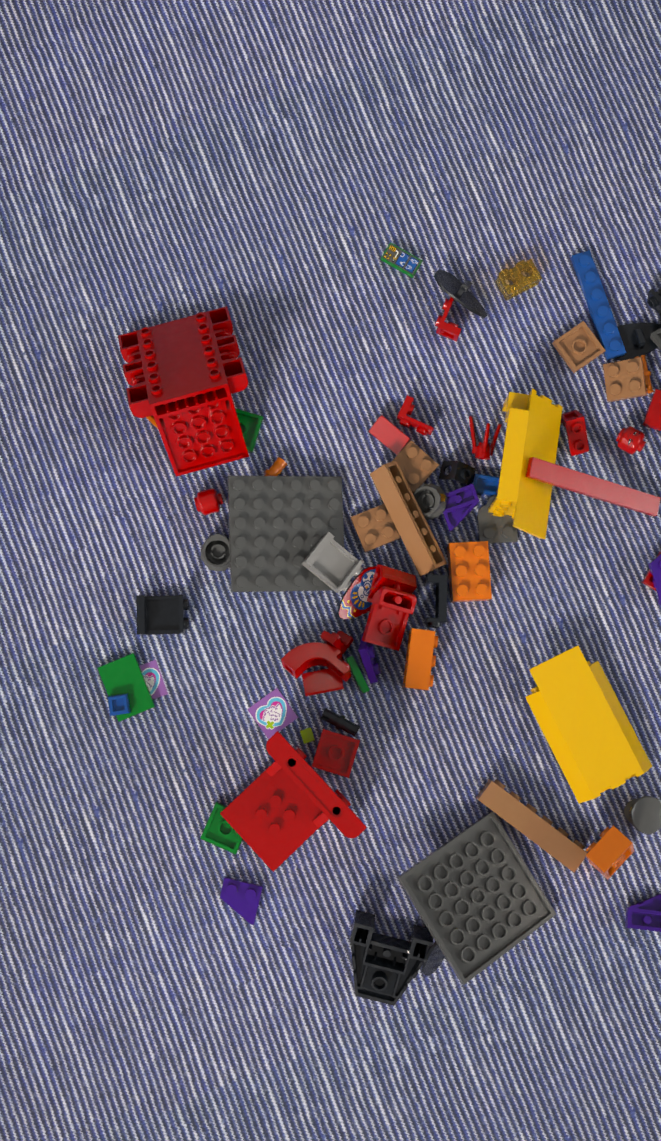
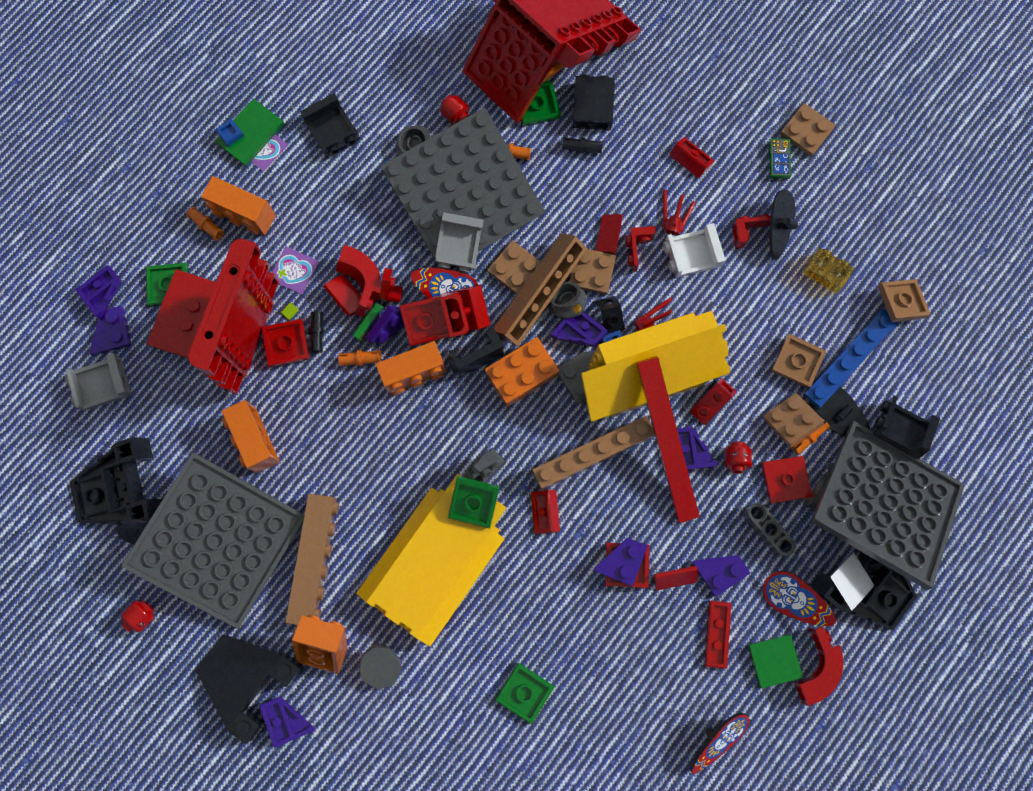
camera: 60 degrees right, 5 degrees down
(190, 768) = (205, 223): none -> orange pin
(195, 731) = (238, 206): none -> orange brick
(201, 888) = (100, 290): none -> dark purple wing
(269, 382) = (593, 102): none -> black panel
(283, 930) = (98, 383): none -> light grey panel
(299, 413) = (582, 145): none -> black pin
(359, 330) = (691, 157): none -> red slope
(382, 697) = (359, 358): none -> orange pin
(389, 223) = (807, 129): none -> medium nougat plate
(405, 824) = (249, 436): none -> orange brick
(411, 377) = (673, 224): none -> red plant
(442, 375) = (694, 251): none -> white panel
(502, 992) = (137, 616): none -> red head
(531, 646) = (485, 466): none -> dark grey piece
(563, 669) = (473, 502): none -> green tile
(566, 551) = (593, 453): none -> medium nougat brick
(576, 236) = (904, 300): none -> medium nougat plate
(591, 616) = (545, 511): none -> red slope
(591, 933) = (234, 676): none -> black wedge
(608, 469) = (695, 450): none -> dark purple wing

